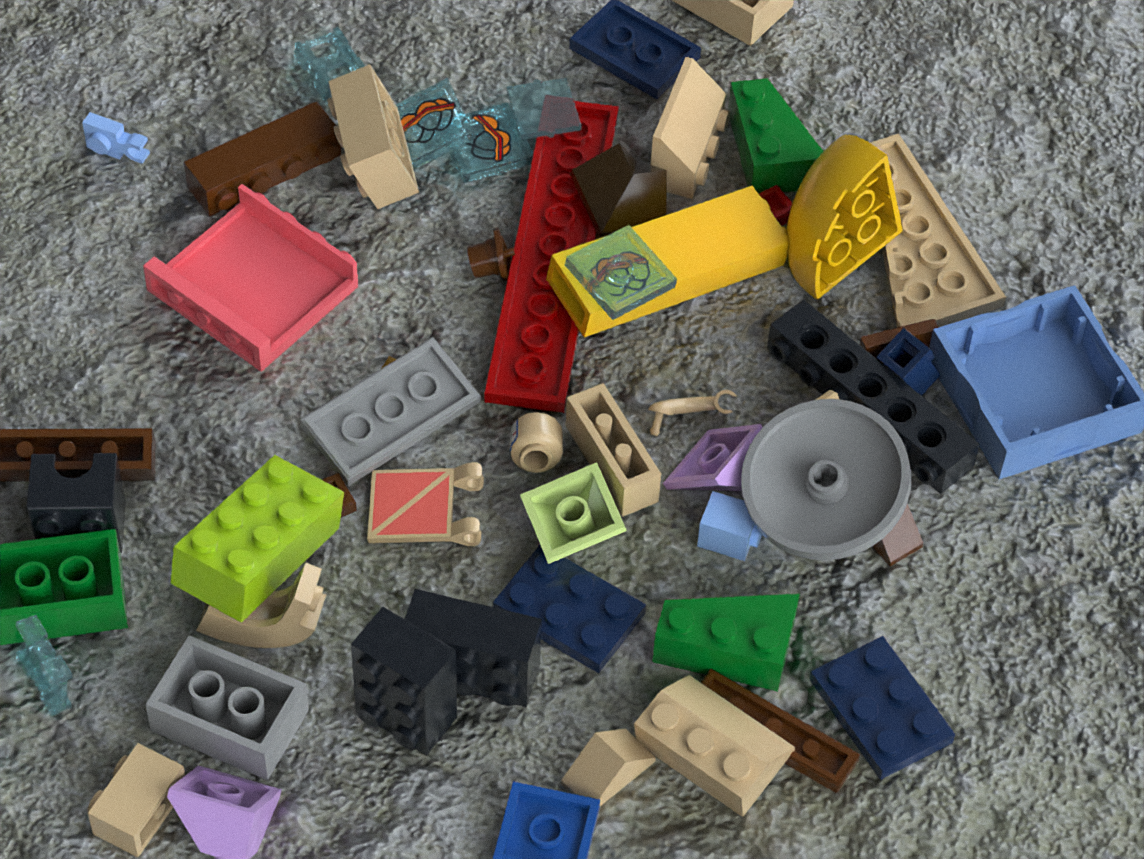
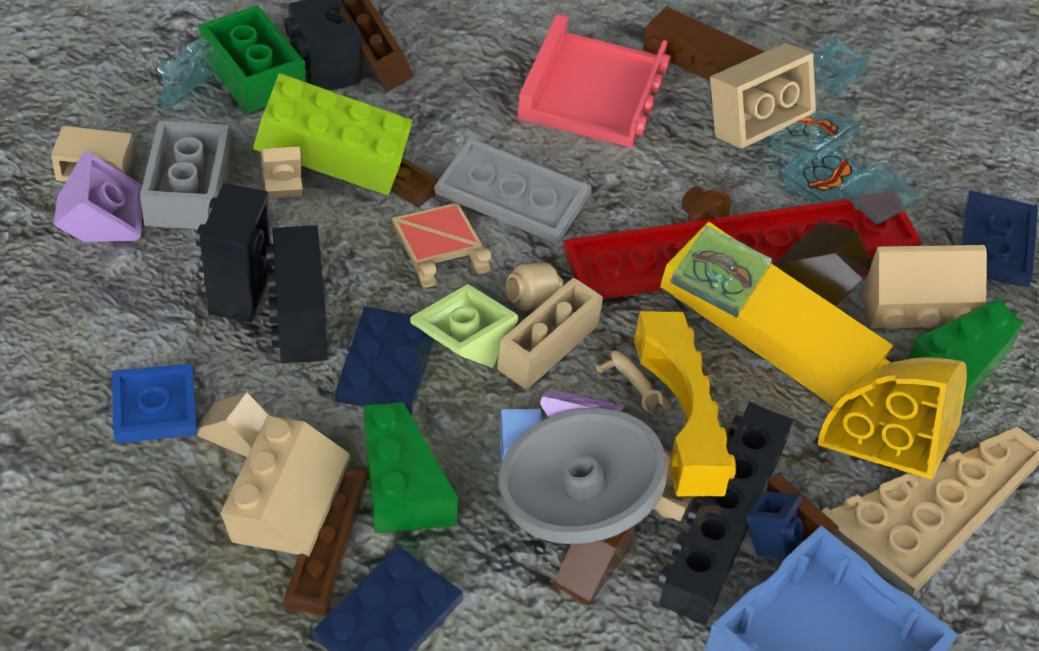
camera: 65 degrees right, 5 degrees down
(674, 362) = (699, 453): none -> yellow arch

